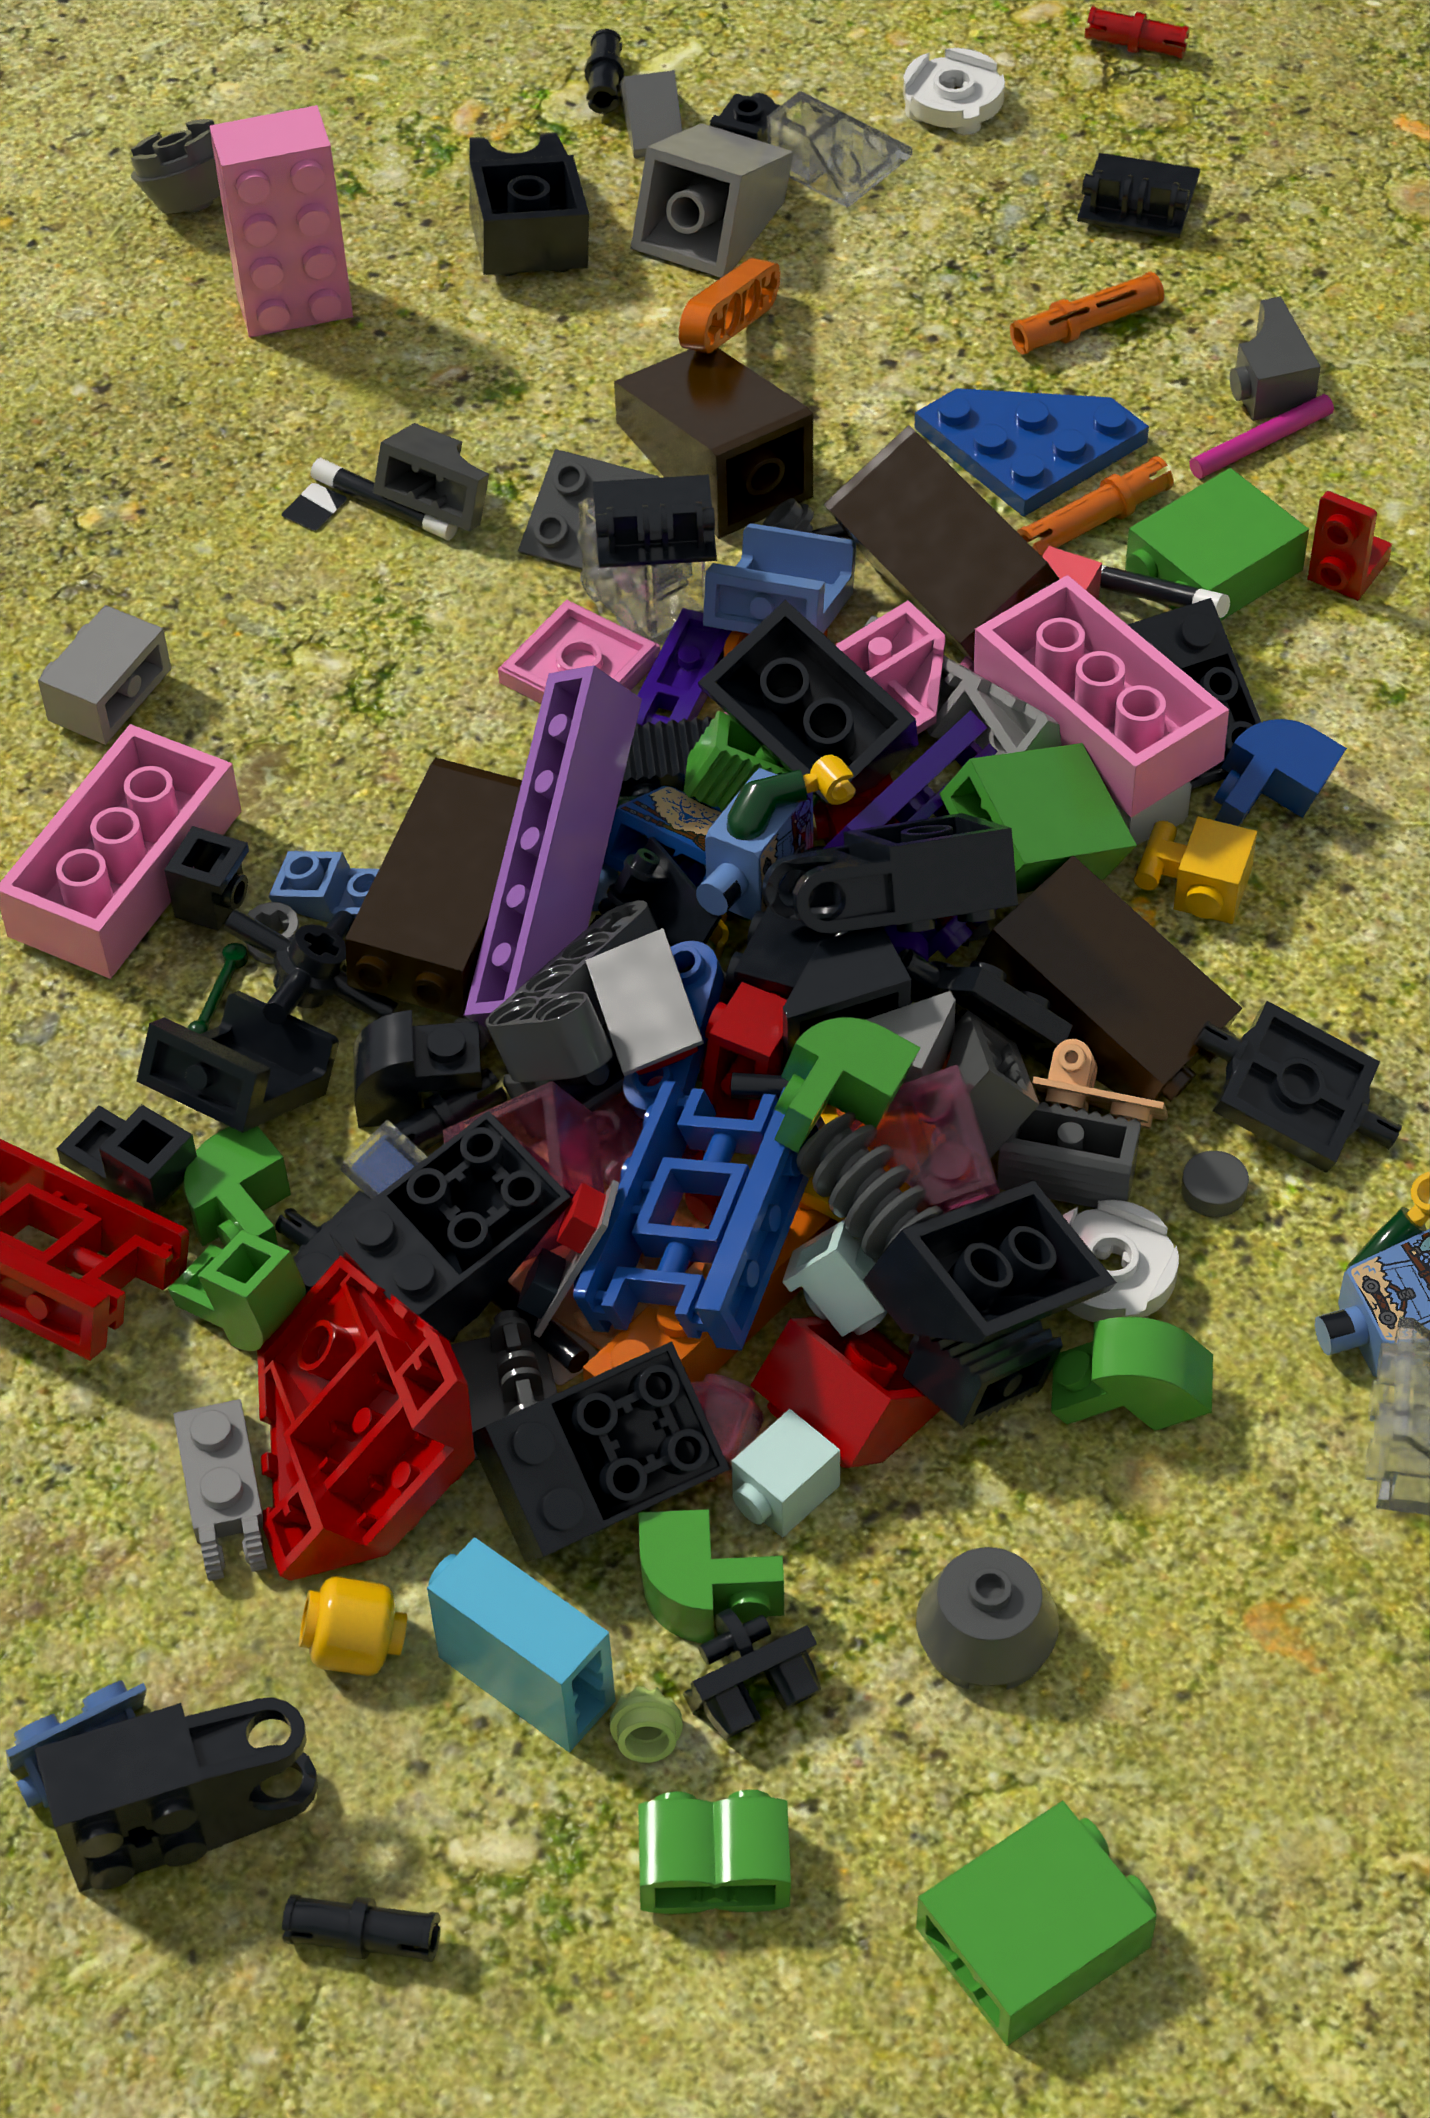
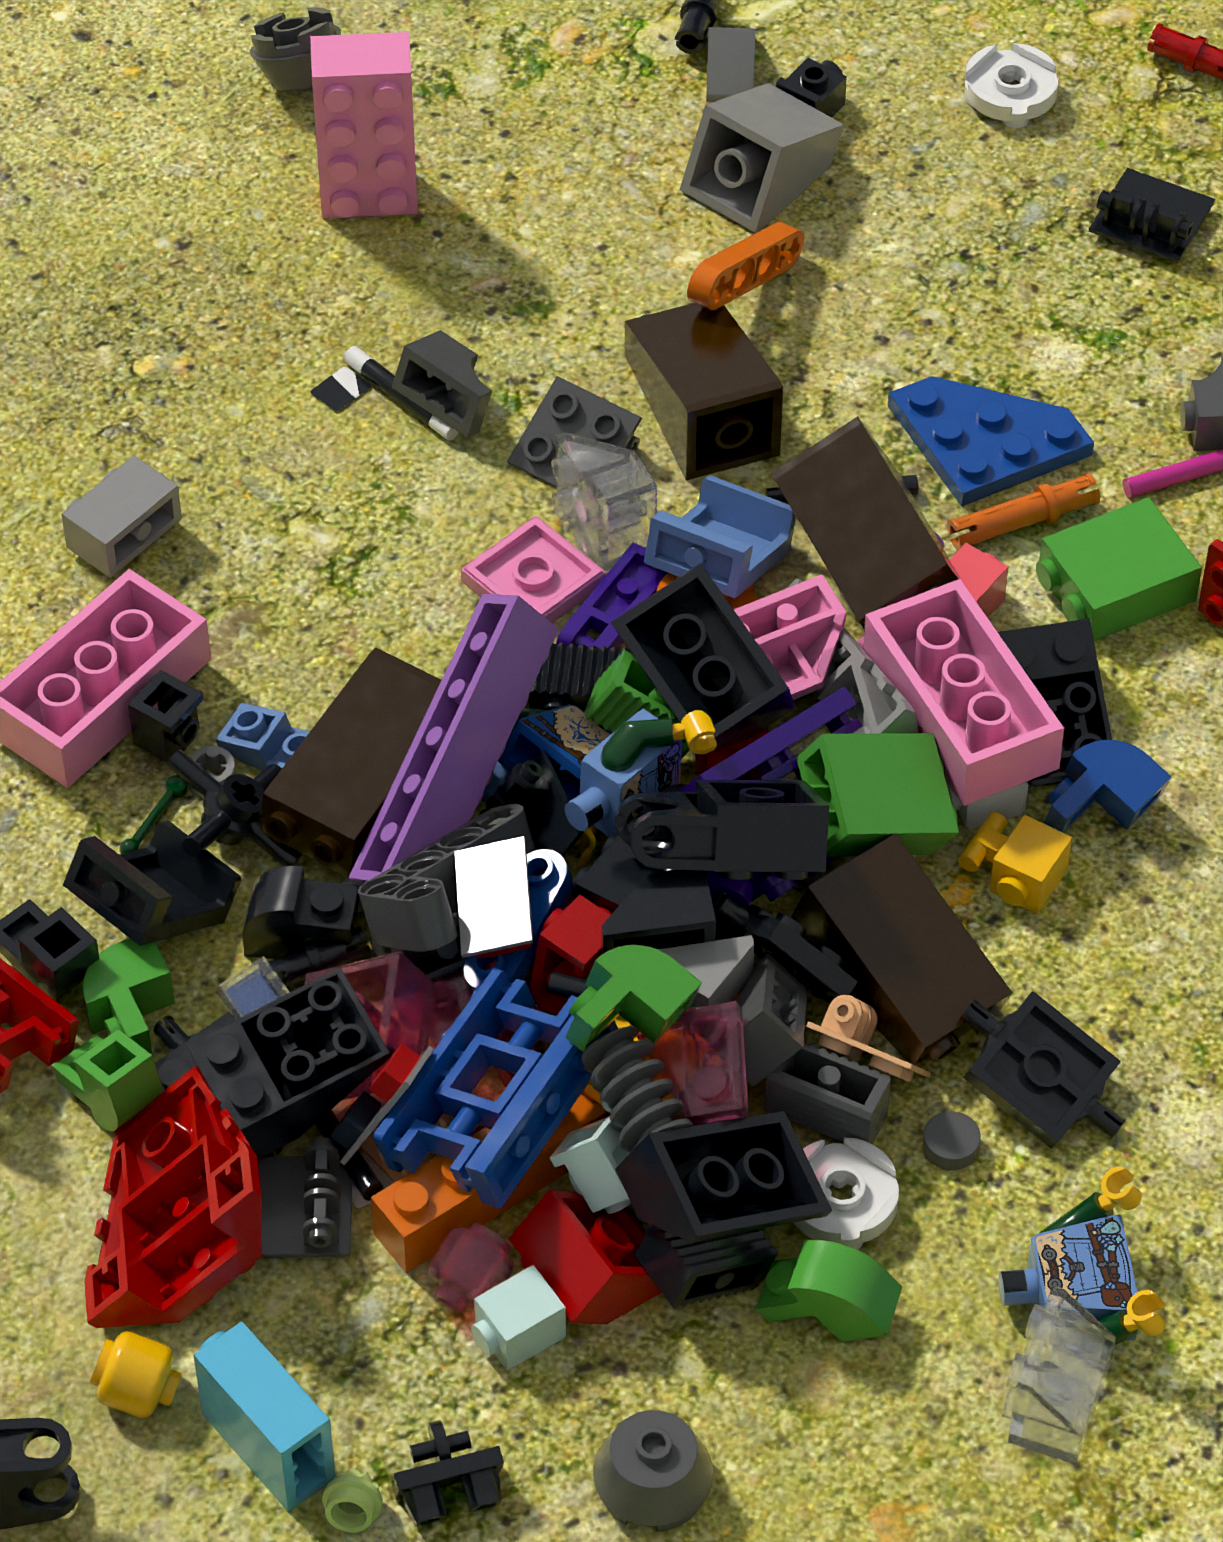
camera: 10 degrees right, 0 degrees up
(220, 1482) = (59, 1236): light grey hinge -> none
(527, 208) = (592, 138): black brick -> none
(598, 1452) = (367, 1270): black slope -> none
(654, 521) = (615, 465): black hinge -> none
(689, 1587) = (417, 1393): bright green brick -> none
(791, 516) = (750, 475): dark grey plate -> none
(833, 149) = (884, 124): clear slope -> none
(1068, 319) = (1019, 333): orange pin -> none
(1159, 589) = (1055, 599): black bar -> none

